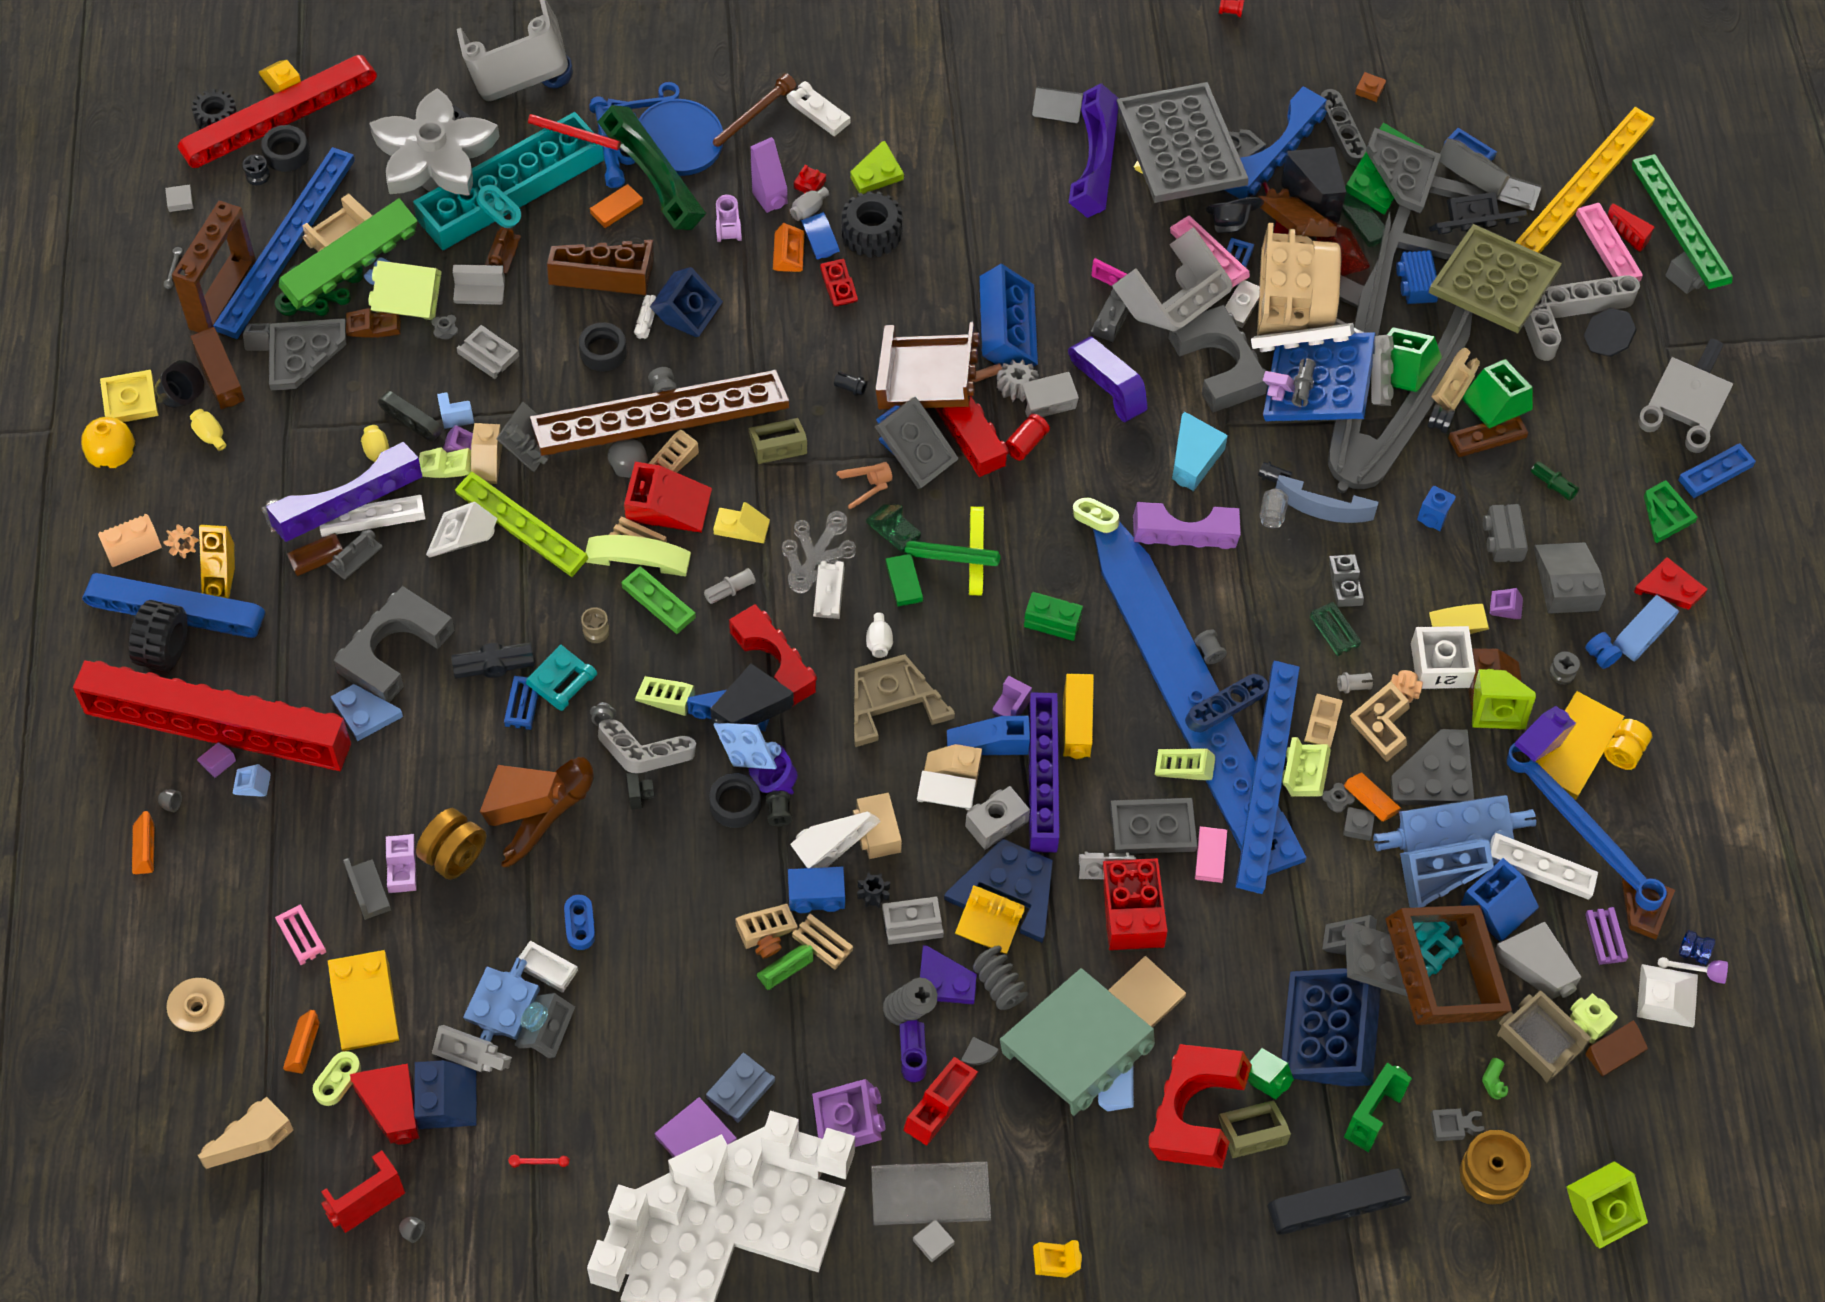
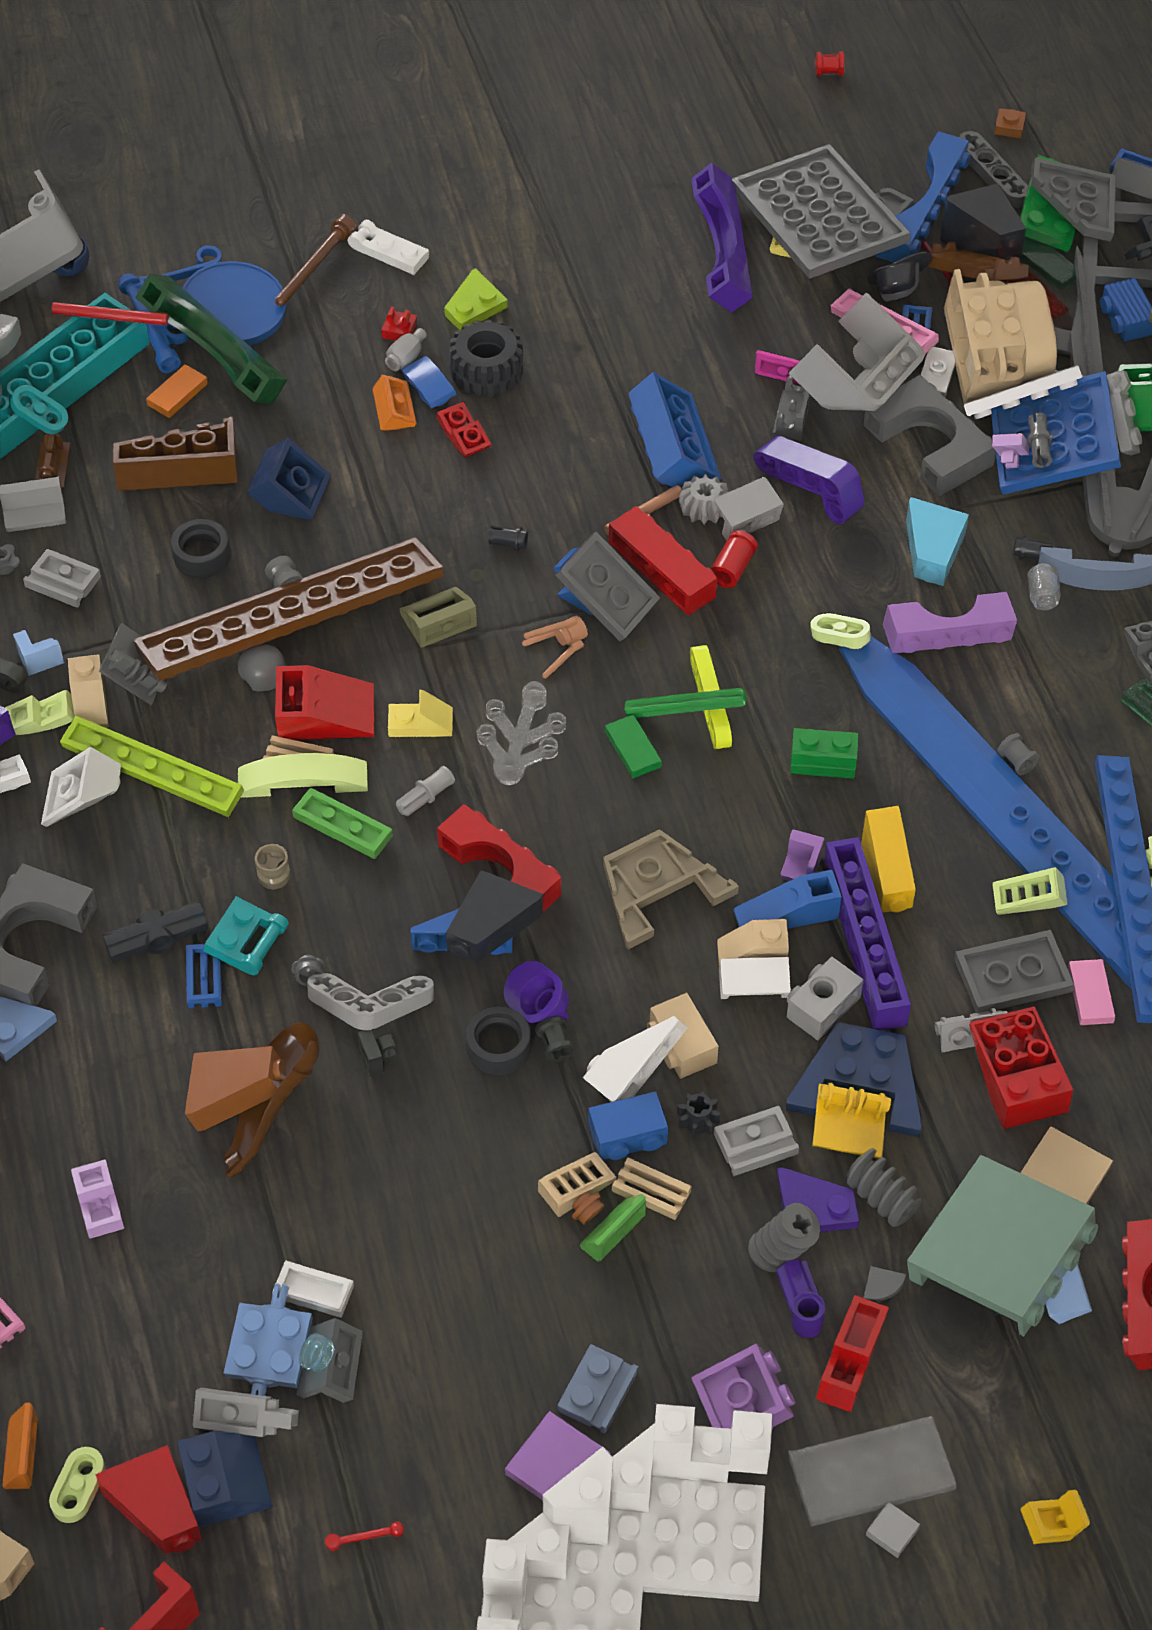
camera: 10 degrees left, 5 degrees down
(363, 1000) = (90, 1378): yellow slope -> none
(367, 888) = (61, 1238): dark grey panel -> none
(451, 843) = (158, 1159): pearl gold wheel -> none
(458, 439) = (50, 682): medium lavender slope -> none
(580, 923) = (342, 1228): blue plate -> none
(645, 318) = (243, 507): white axle -> none
(676, 688) = (390, 942): yellowish green slope -> none
(682, 444) = (325, 639): tan slope -> none
(728, 221) = (314, 381): lavender piece -> none
(747, 746) = (499, 970): light blue hinge -> none
(767, 176) = (351, 324): medium lavender slope -> none
(829, 590) = (548, 772): white hinge -> none
(879, 636) = (622, 816): white plant -> none
(892, 526) = (600, 687): clear green slope -> none
(928, 367) = (608, 499): panel -> none
(1057, 104) = (664, 197): panel -> none
(1225, 700) = (1058, 812): dark blue beam -> none

